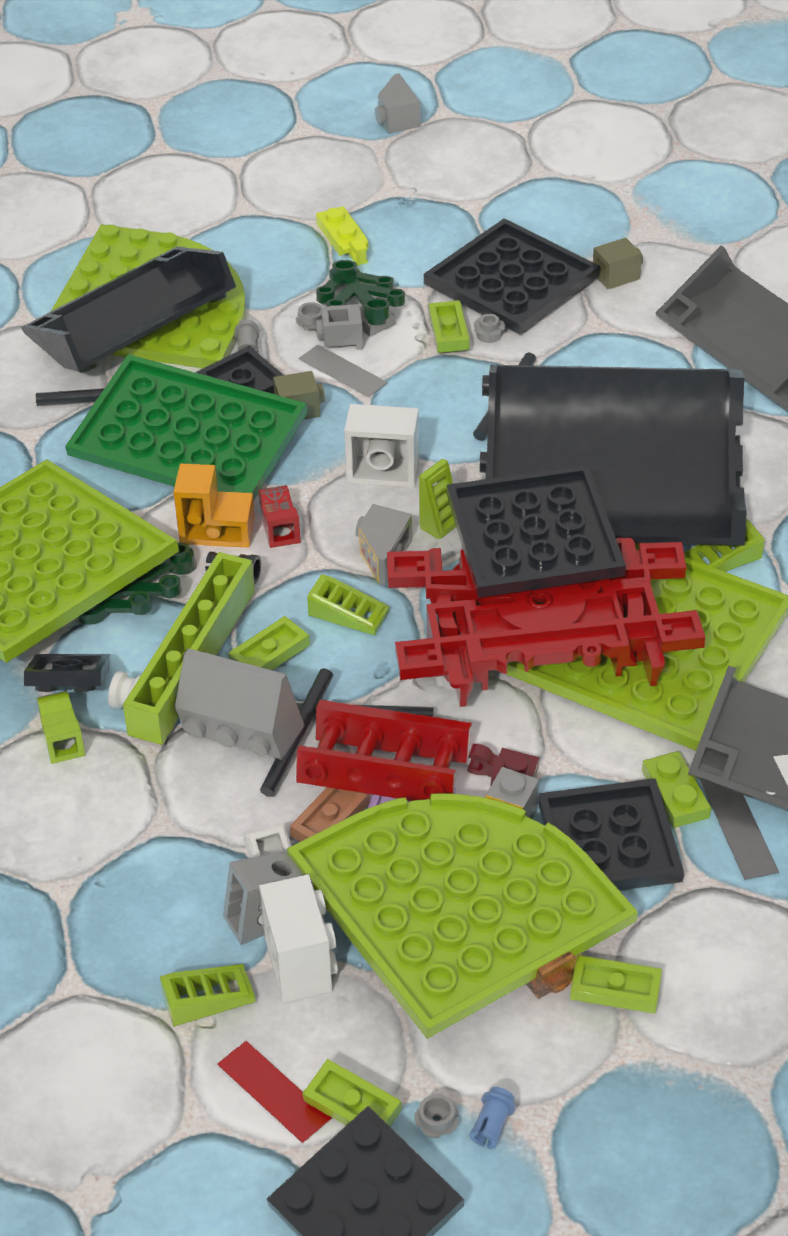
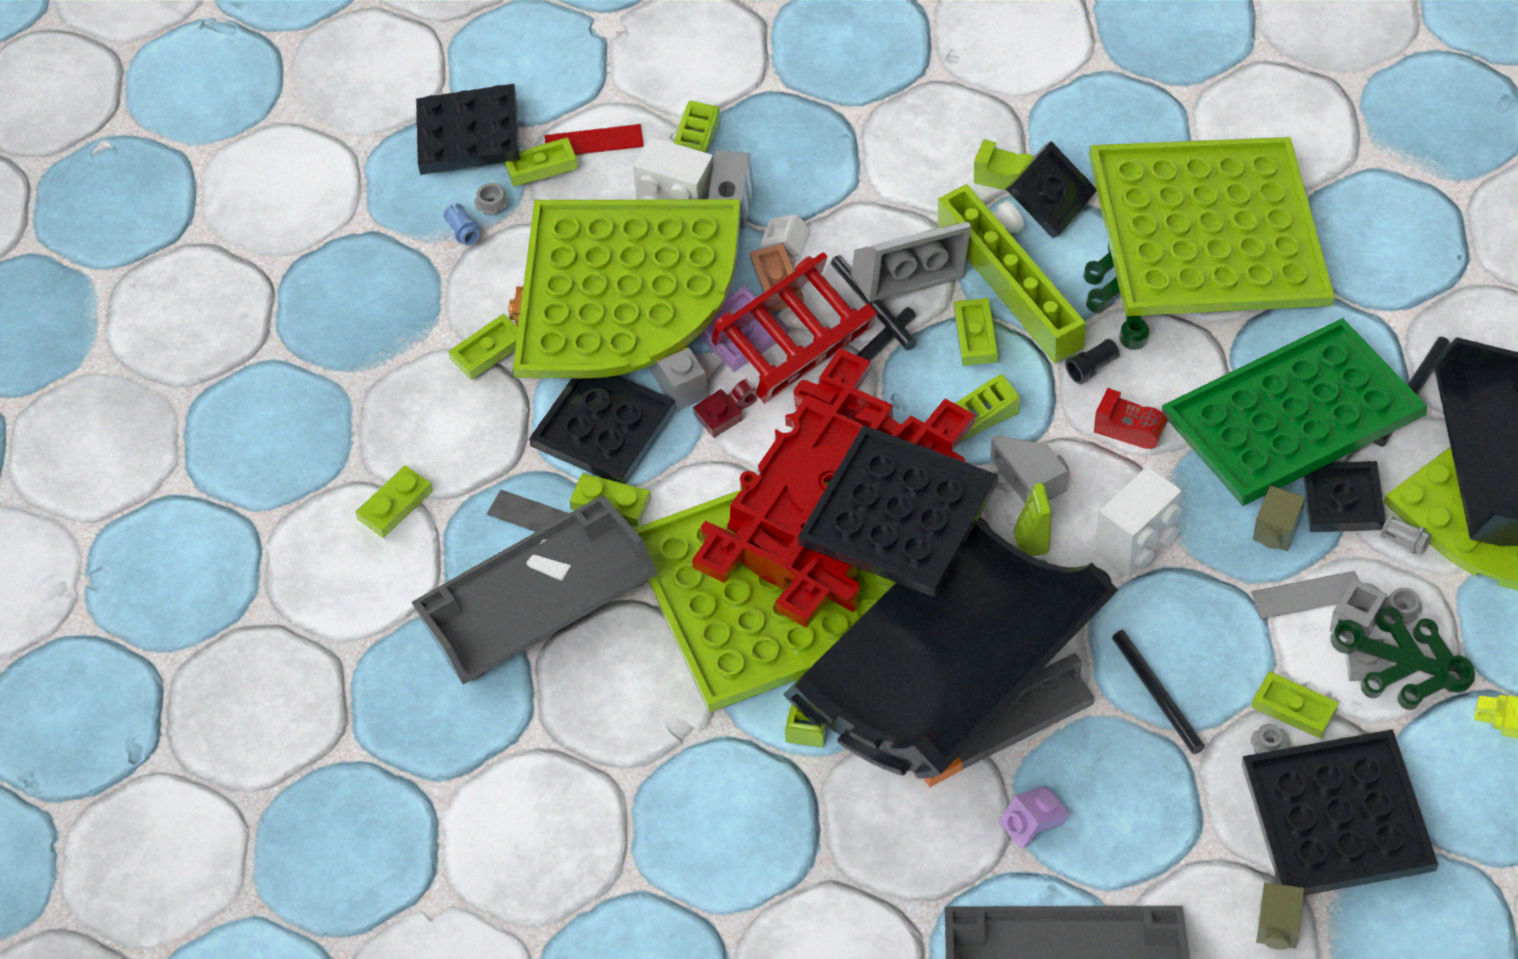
camera: 130 degrees right, 10 degrees up
(210, 515) = (1165, 362): light orange brick -> none

